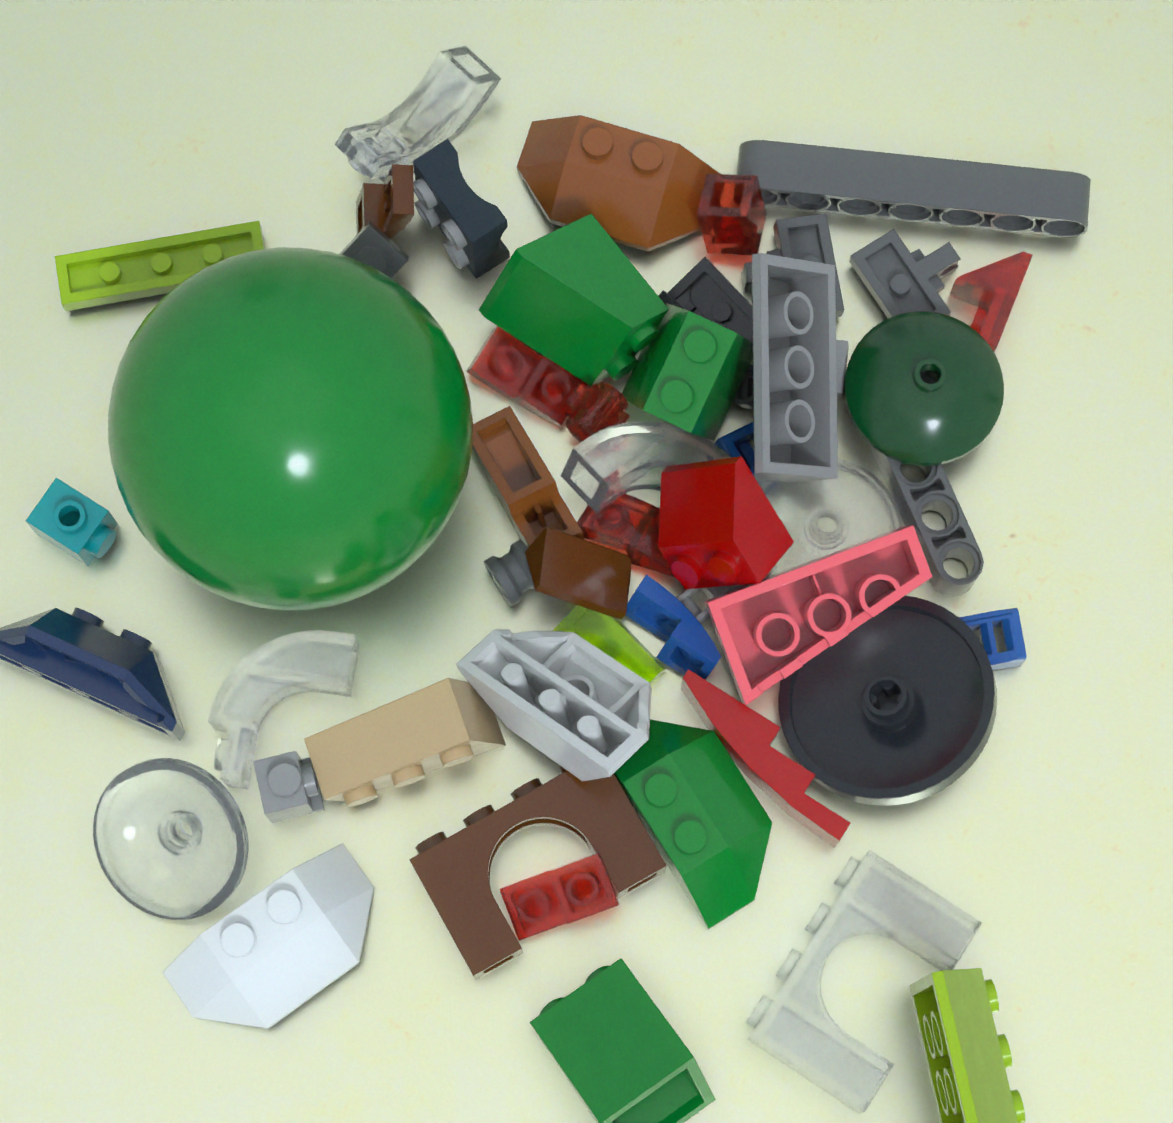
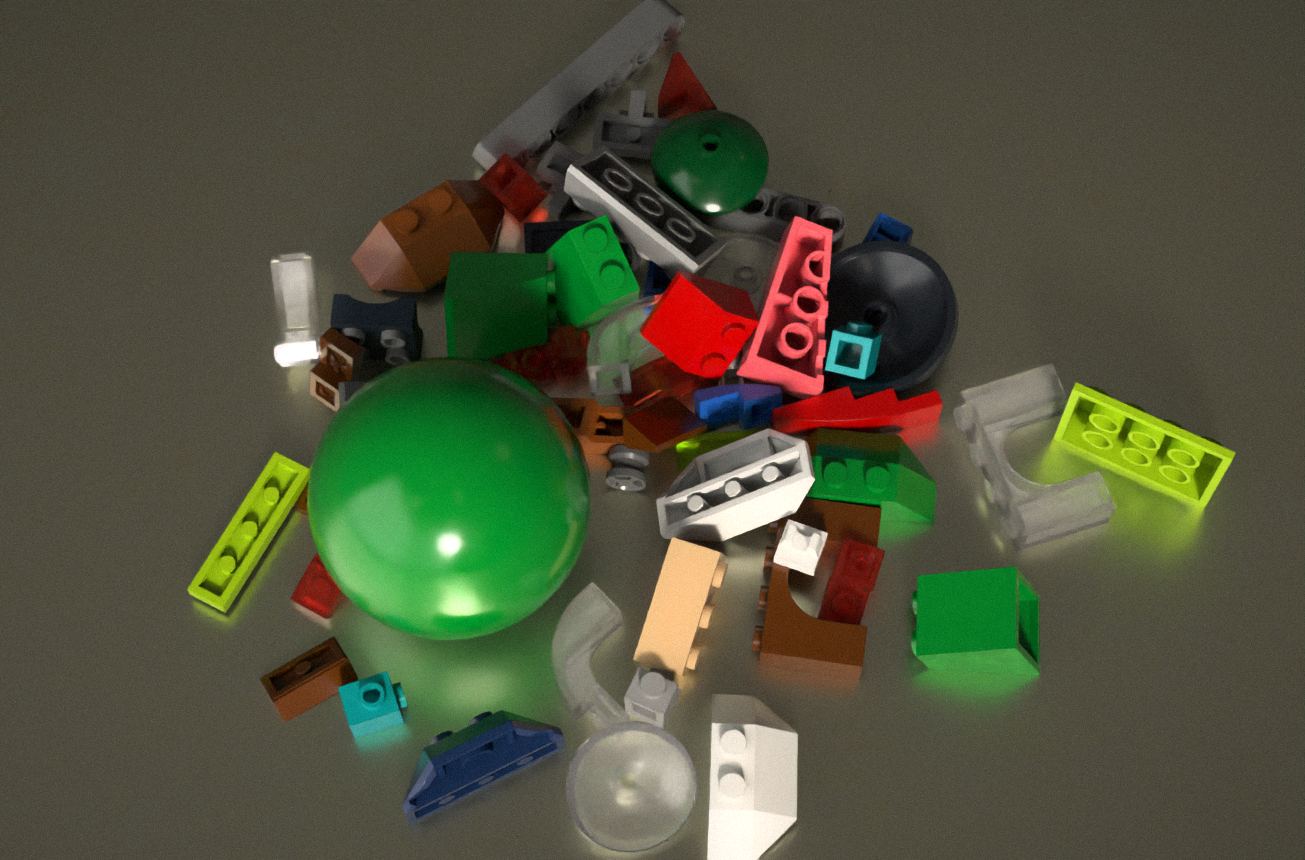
camera: 50 degrees left, 10 degrees down
(57, 442) = (309, 679): none -> reddish brown slope
(552, 815) = (800, 547): none -> white tile
(818, 703) = (854, 350): none -> teal brick

